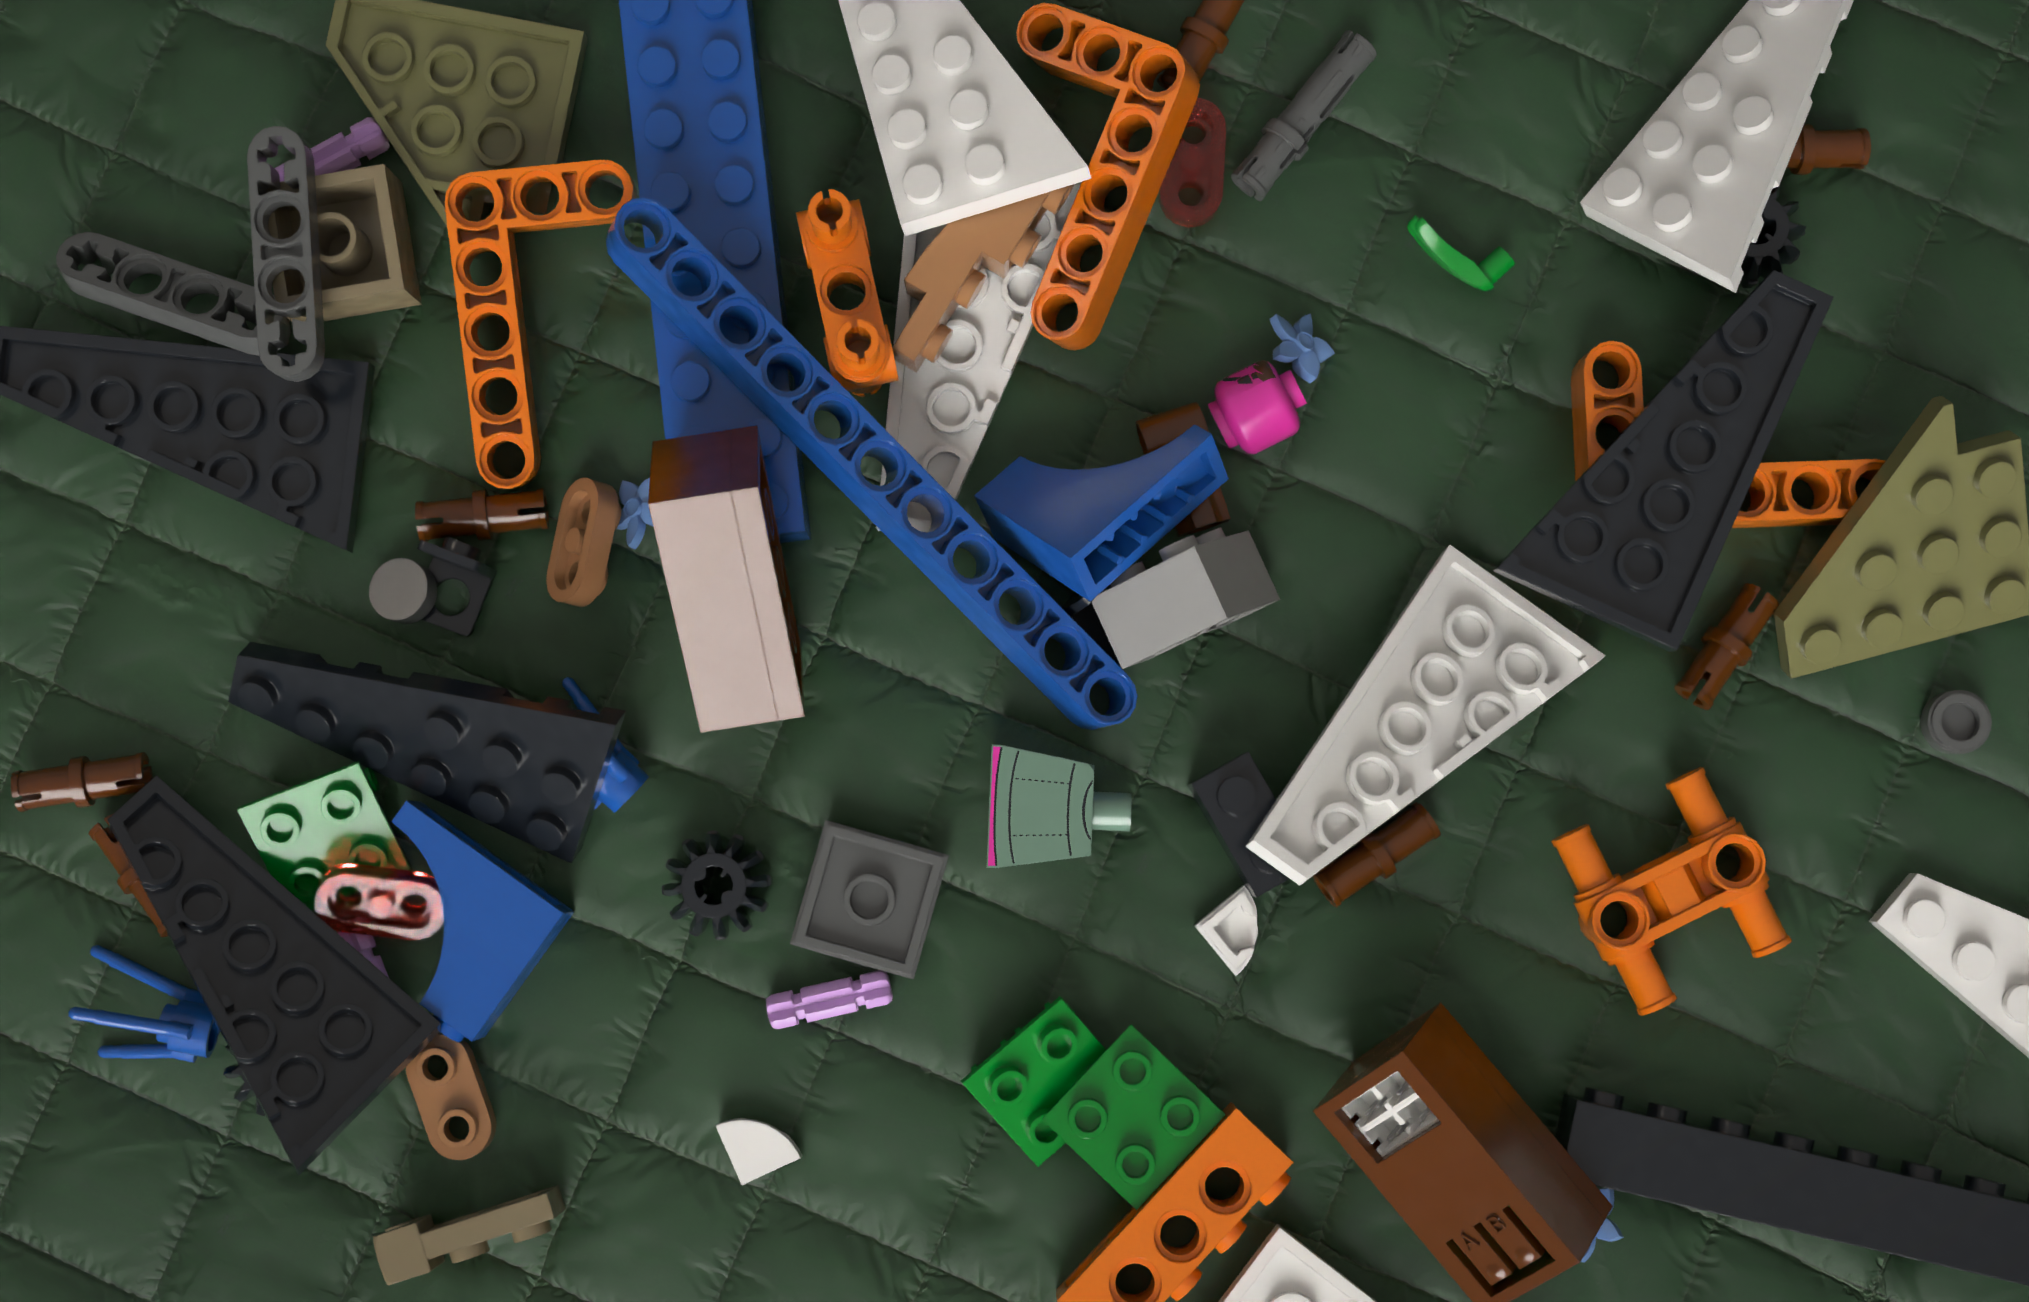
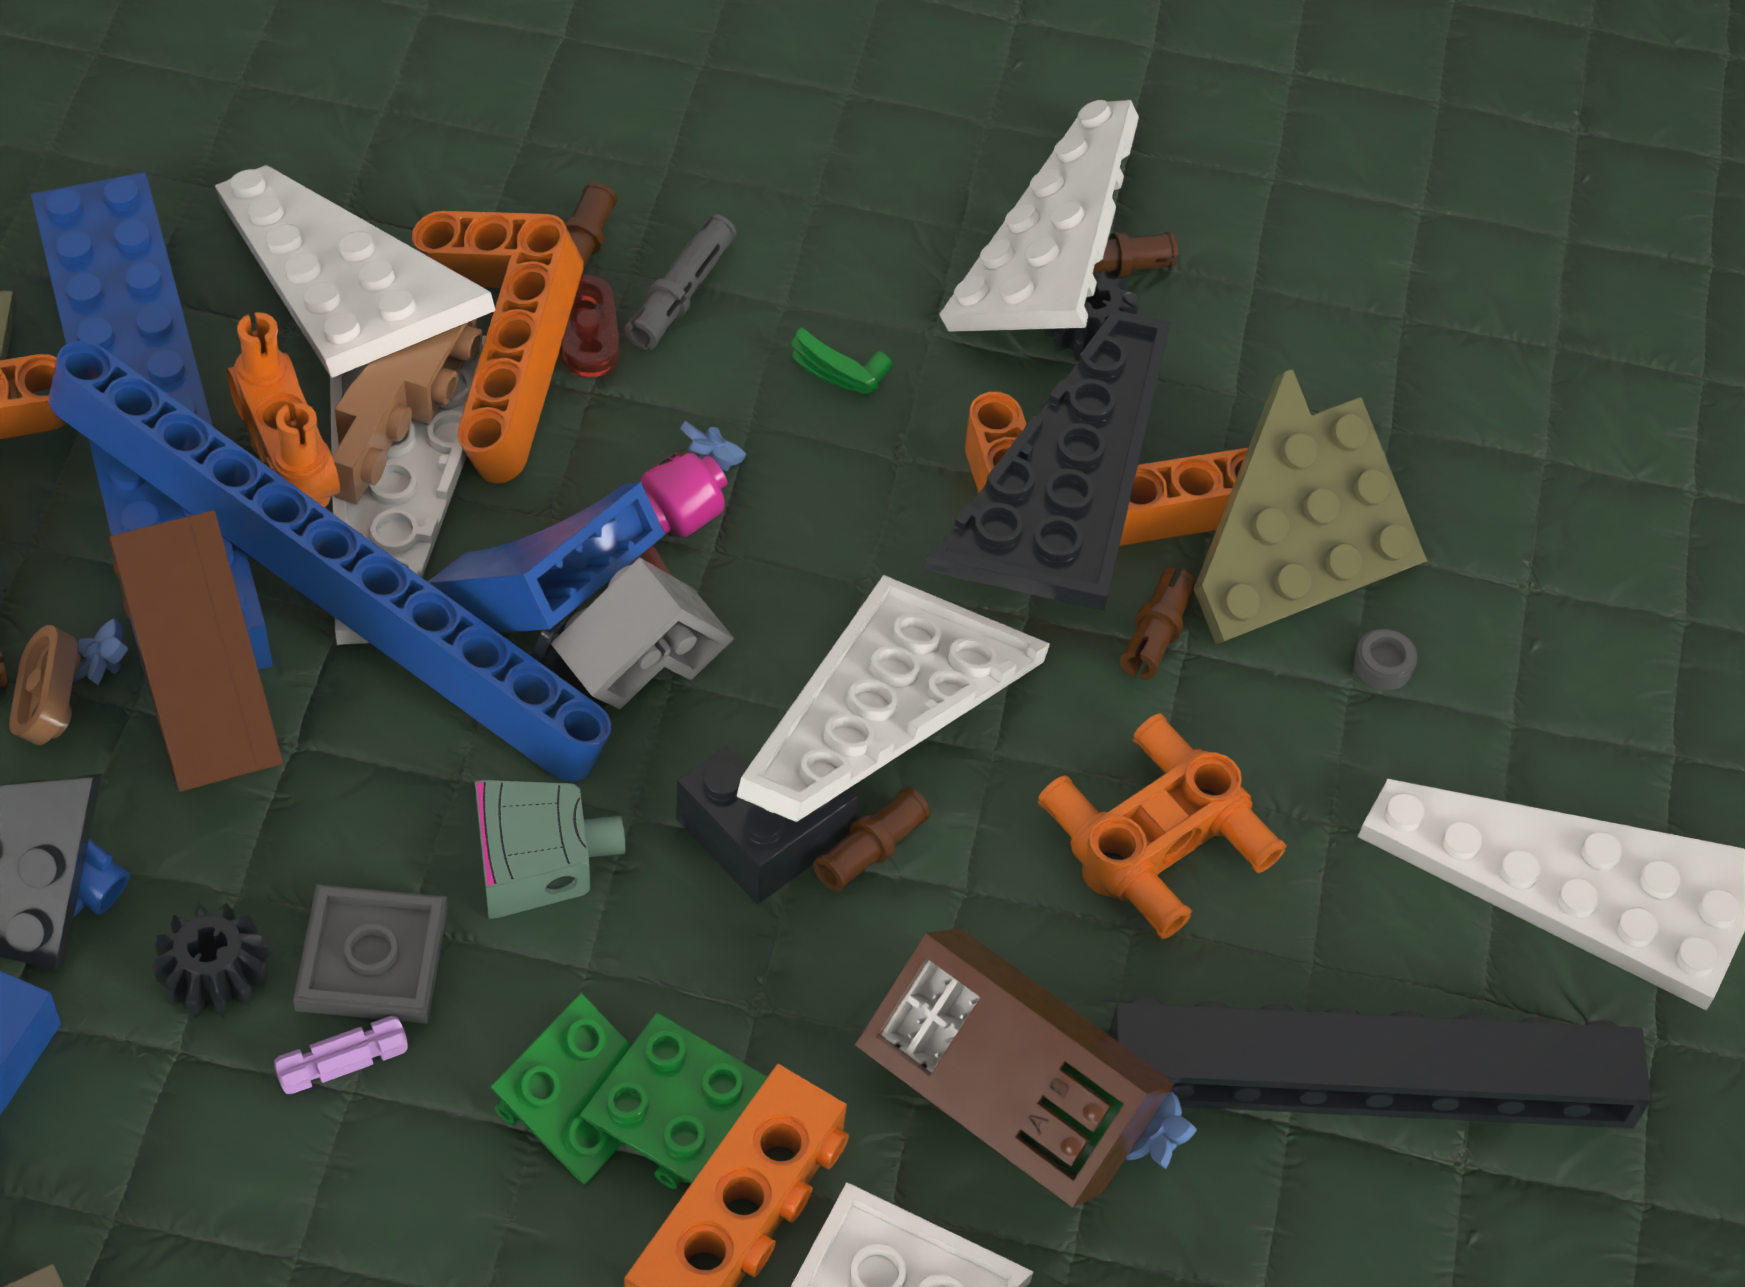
camera: 20 degrees left, 30 degrees down
(756, 1147) = (281, 1209): white tile -> none
(1232, 929) = (743, 931): white tile -> none

